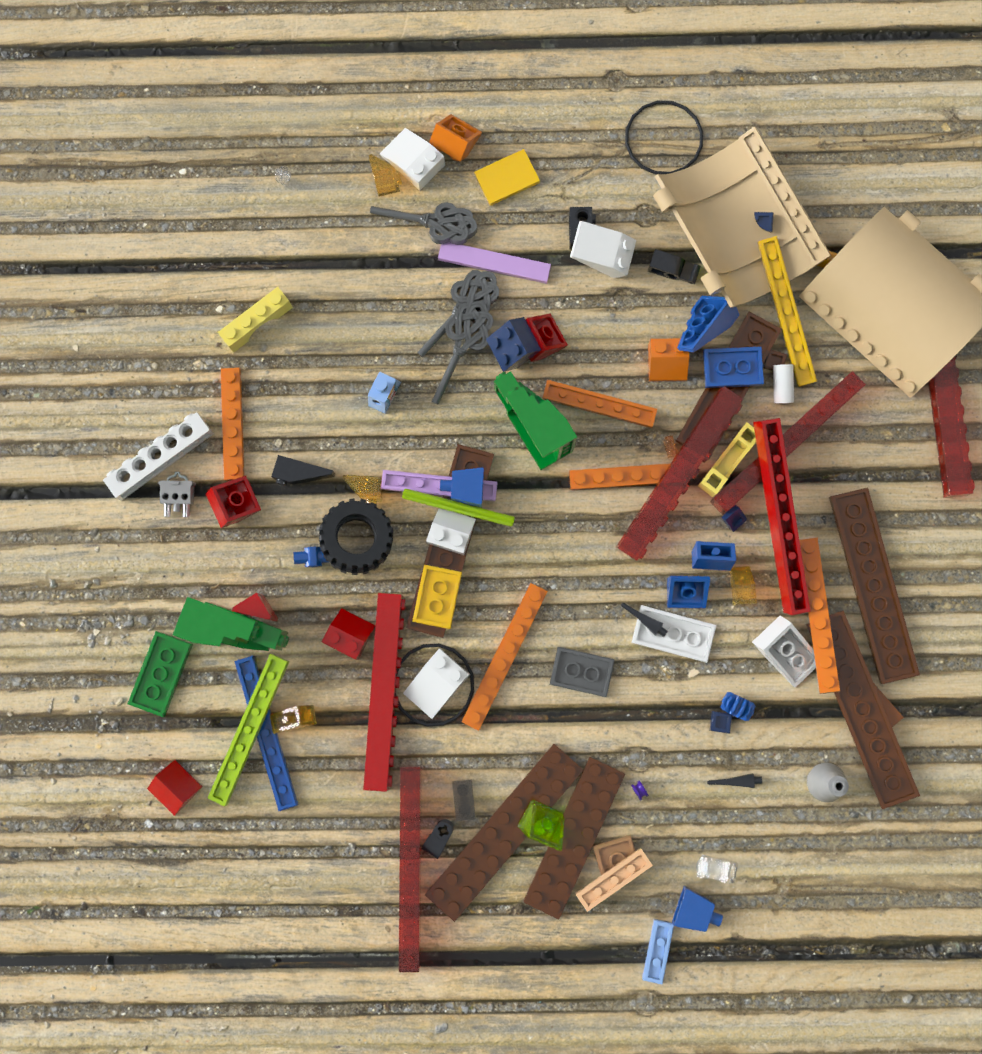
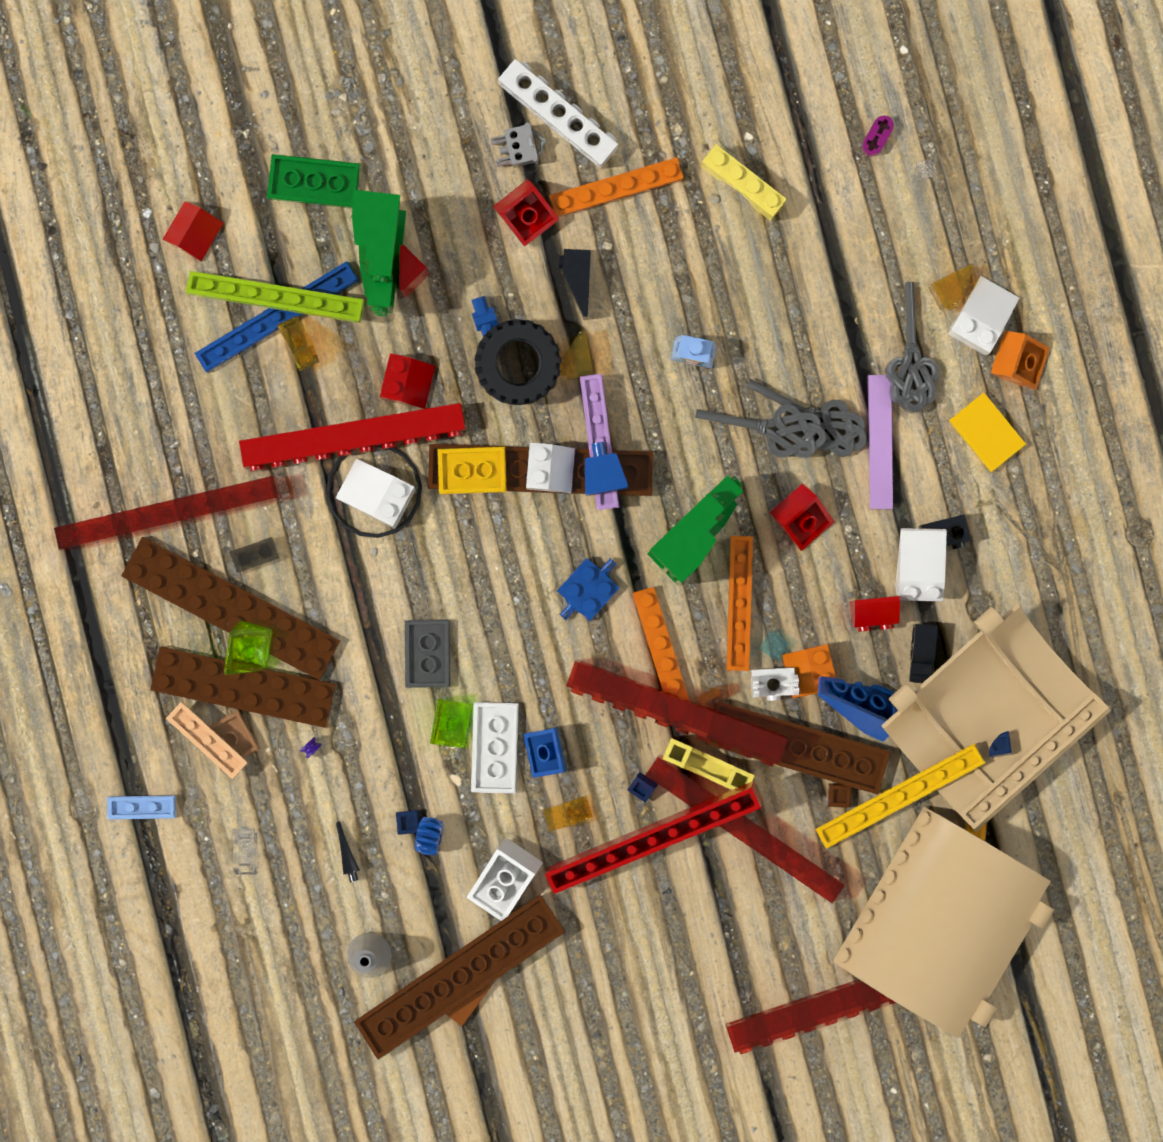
camera: 70 degrees right, 5 degrees up
(249, 203) = (881, 138): none -> magenta beam
(436, 840) = (203, 536): black piece -> none
(458, 507) = (578, 483): lime axle -> none
(504, 656) = (424, 562): orange plate -> none
(513, 344) = (783, 487): dark blue brick -> none
(559, 525) = (588, 589): none -> blue plate
(632, 296) = (875, 612): none -> red slope
(640, 384) = (774, 645): none -> clear light blue tile
(646, 665) = (451, 723): none -> clear neon green slope
(652, 104) = (1124, 595): black piece -> none
(652, 624) = (497, 721): black piece -> none
(675, 380) = (786, 678): none -> white piece
(695, 911) = (193, 838): blue torso -> none
(713, 556) = (592, 772): blue brick -> none
(733, 367) = (817, 747): blue plate -> none
(783, 383) = (813, 810): white brick -> none
(819, 618) = (553, 905): orange plate -> none
(874, 586) = (603, 962): reddish brown plate -> none

